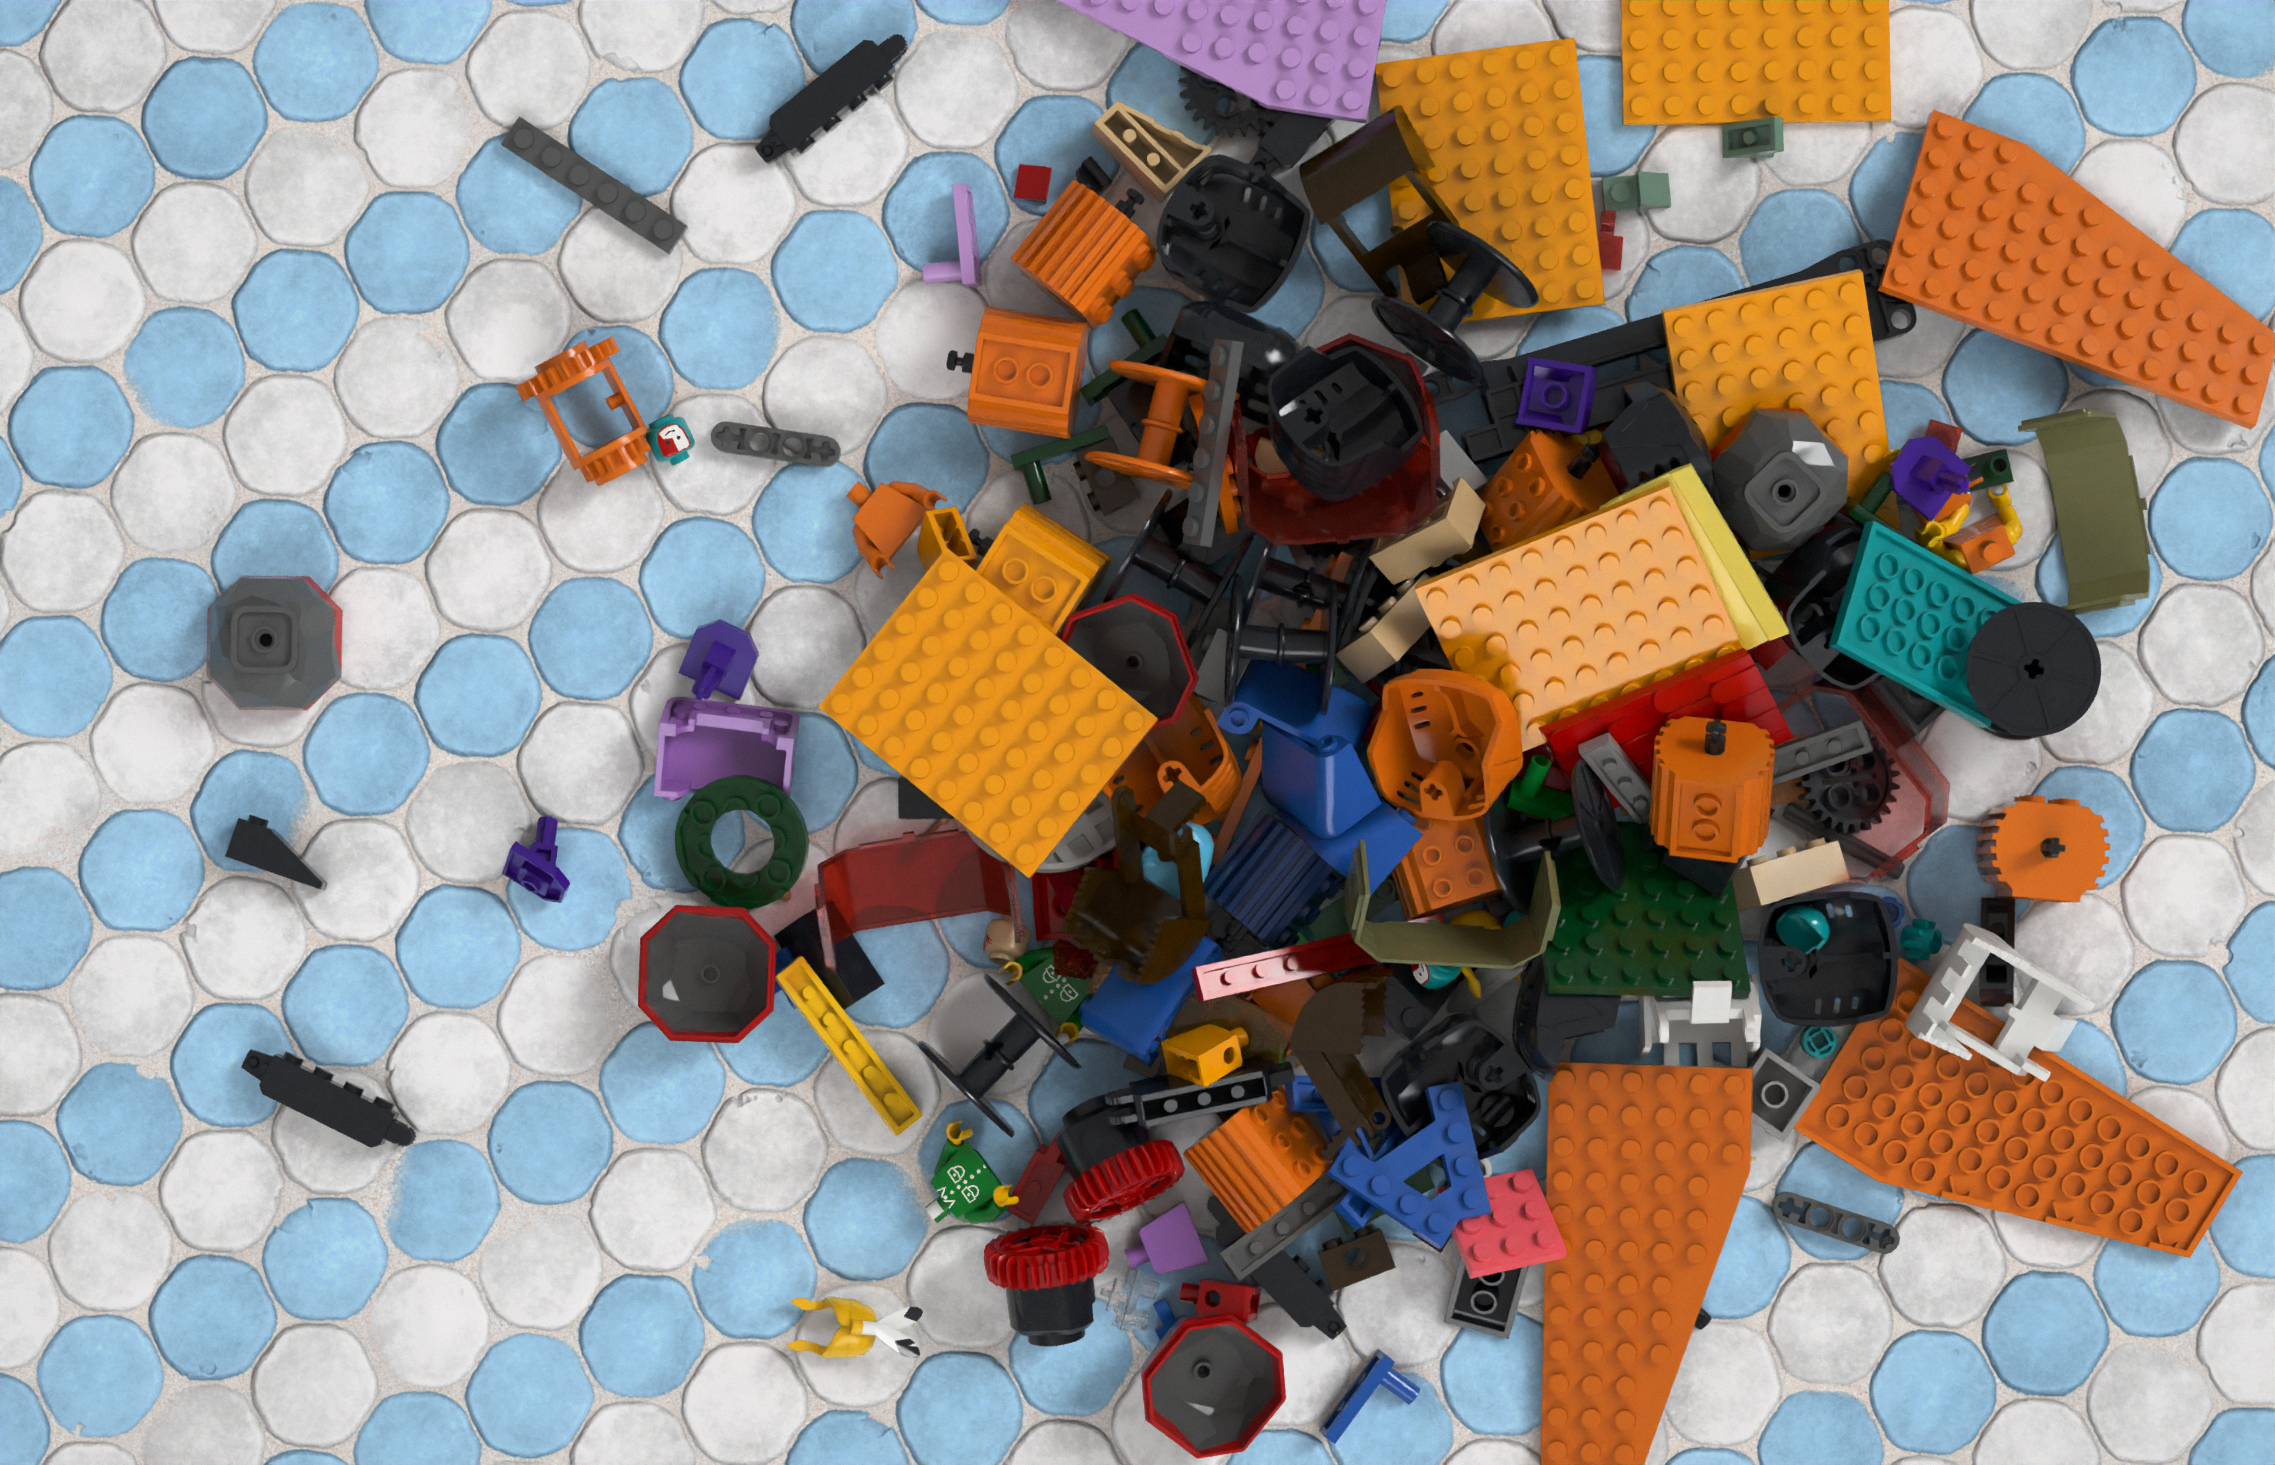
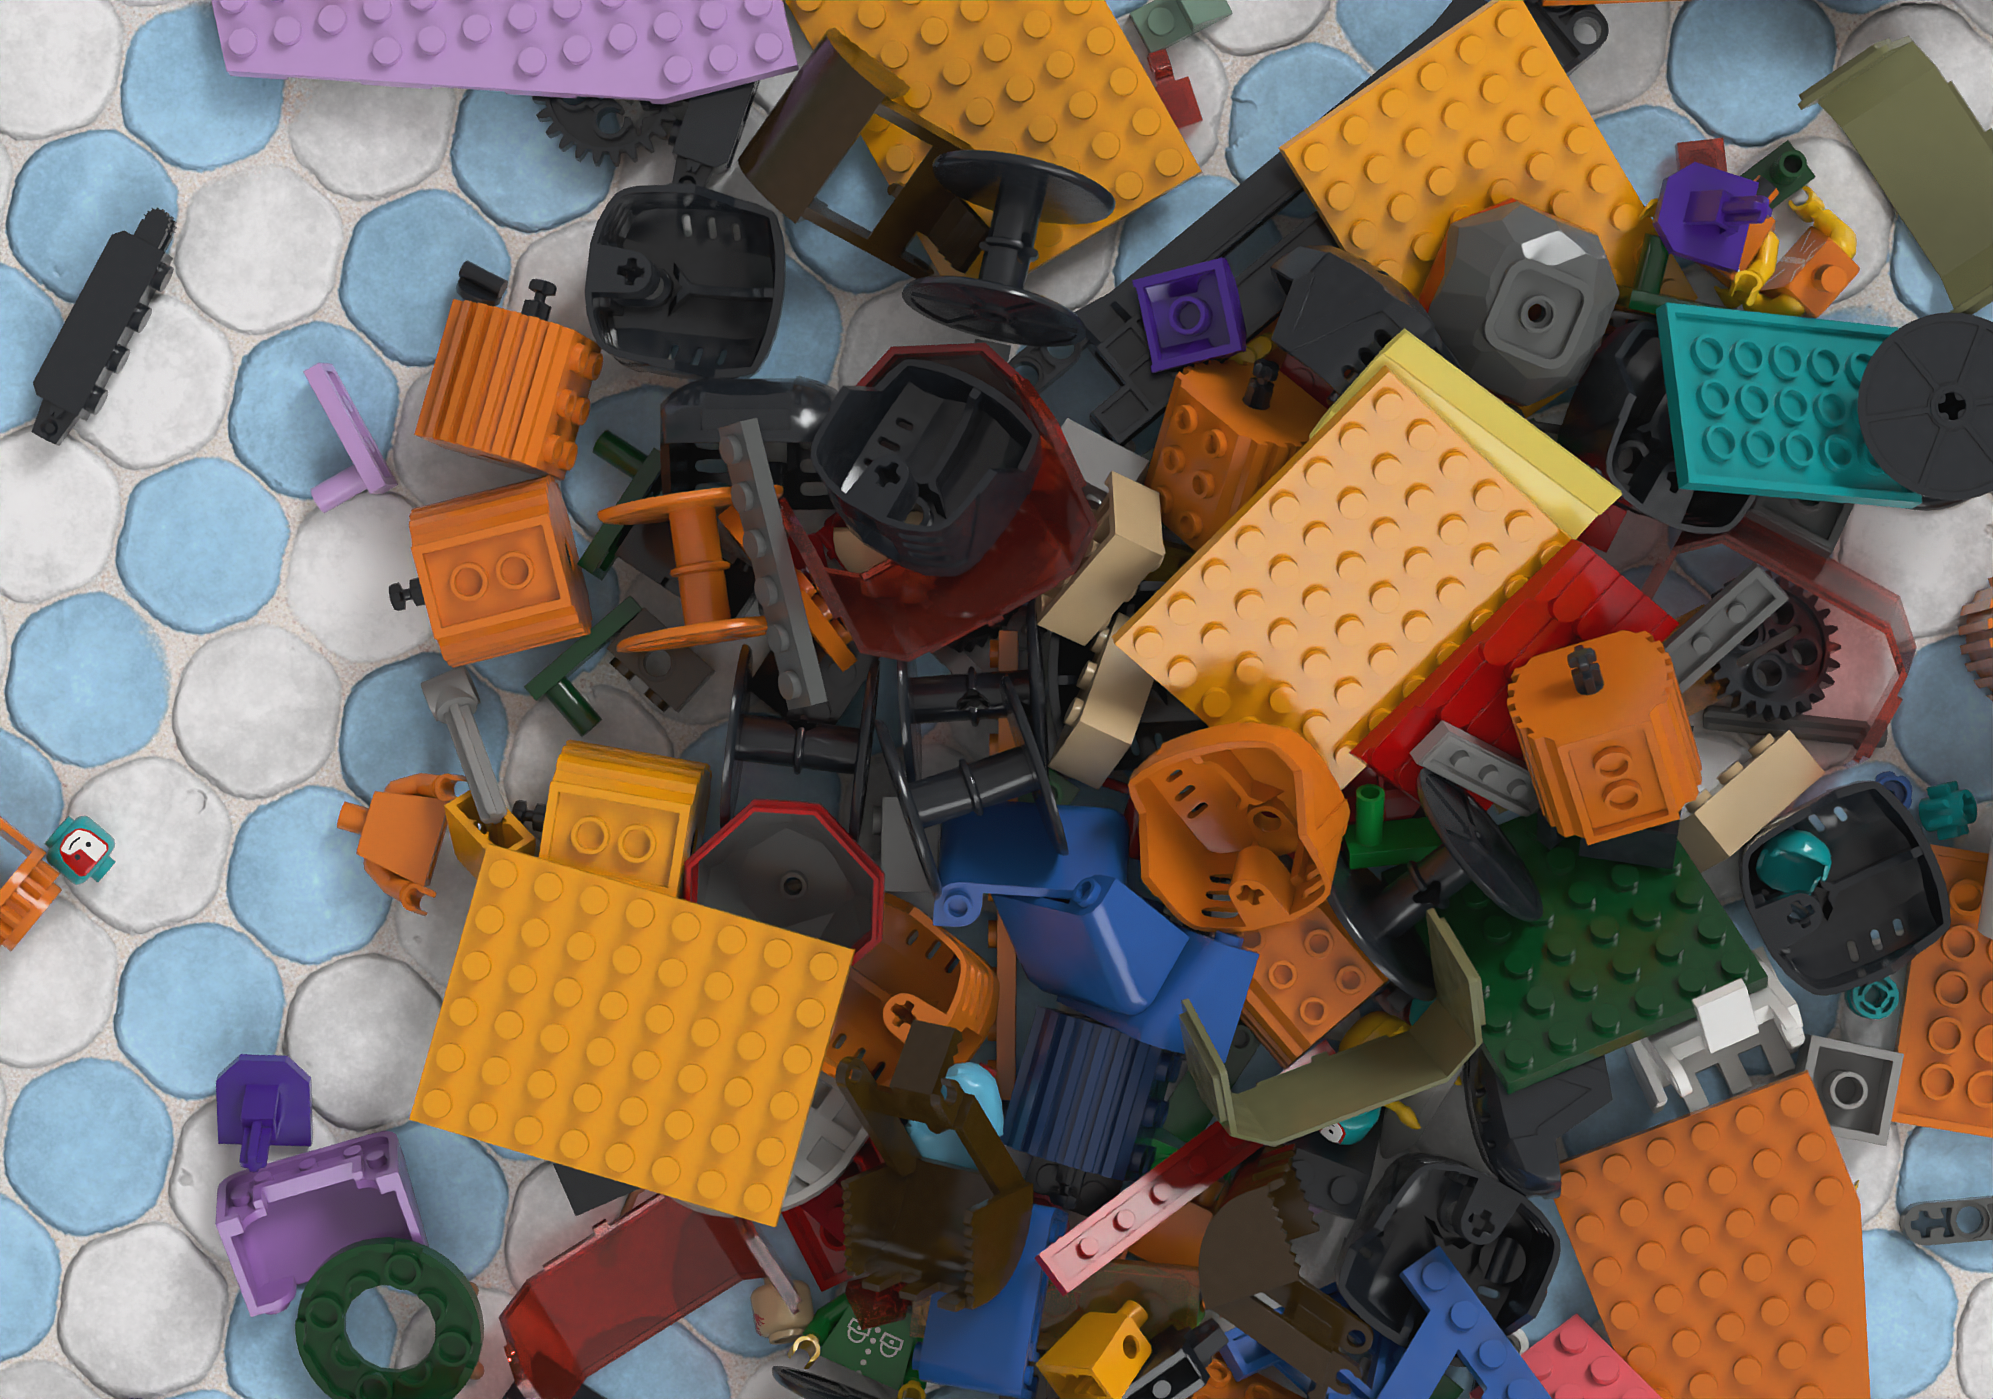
camera: 25 degrees left, 0 degrees up
(775, 447) = (220, 801): dark grey beam -> none
(958, 446) = (453, 702): none -> light grey axle
(1033, 183) = (408, 325): red slope -> none
(1147, 149) = (533, 220): tan wedge -> none

